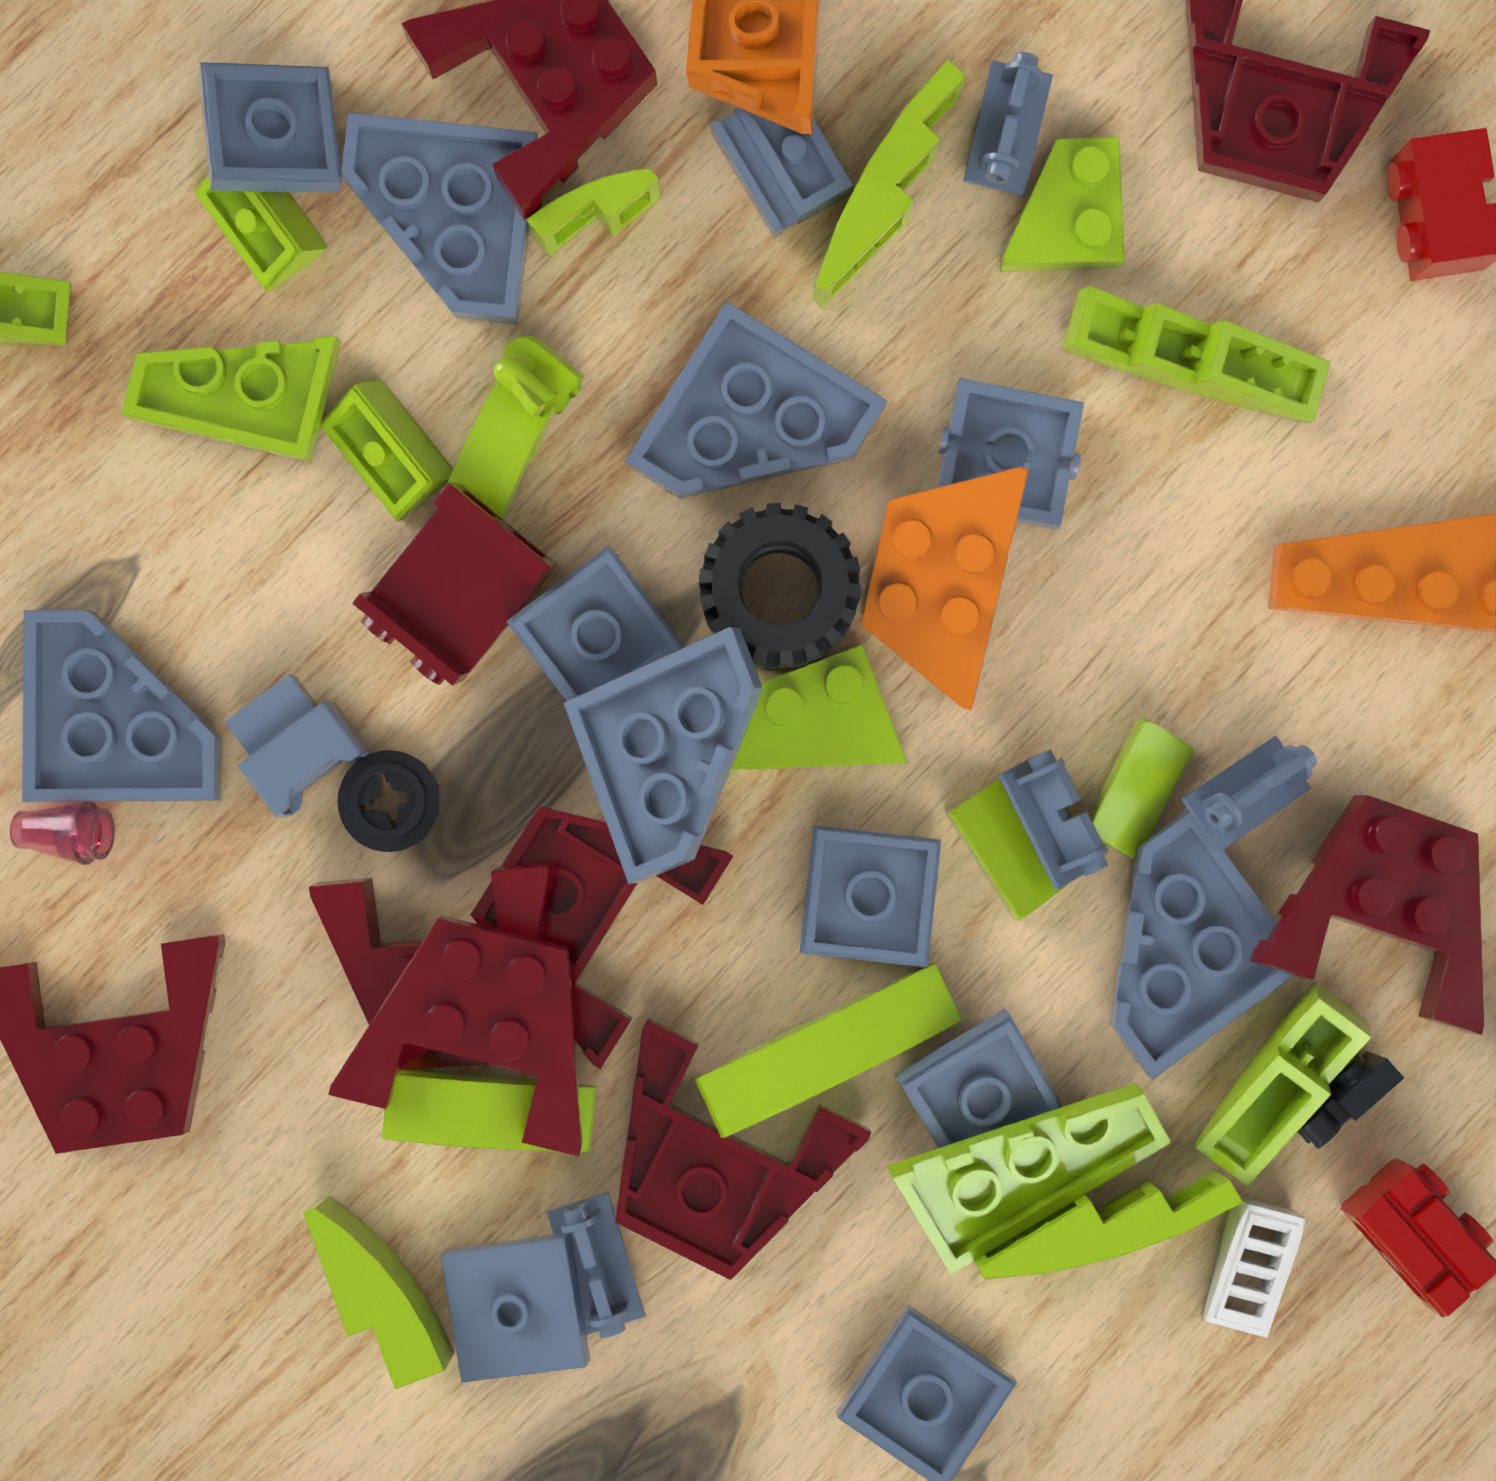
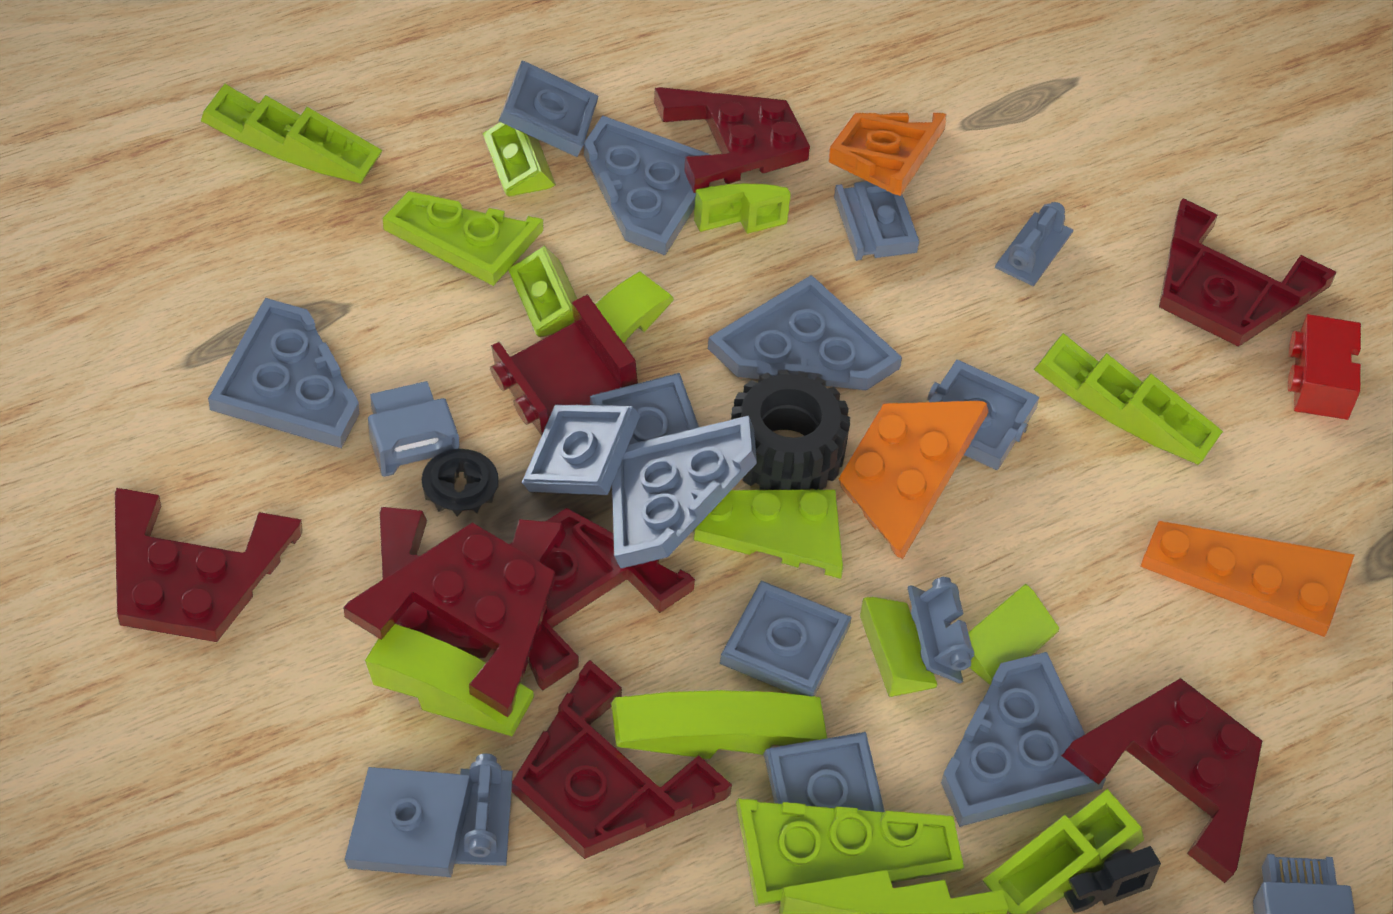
camera: 15 degrees right, 35 degrees down
(67, 832) = (228, 428): clear pink cone -> none
(378, 1293) = (309, 778): lime slope -> none
(526, 714) = (581, 449): none -> sand blue plate
(537, 375) = (669, 278): lime piece -> none
(878, 202) = (932, 254): lime slope -> none
(1073, 211) = (1062, 303): lime wing -> none
(1250, 791) = (1093, 657): sand blue hinge -> none

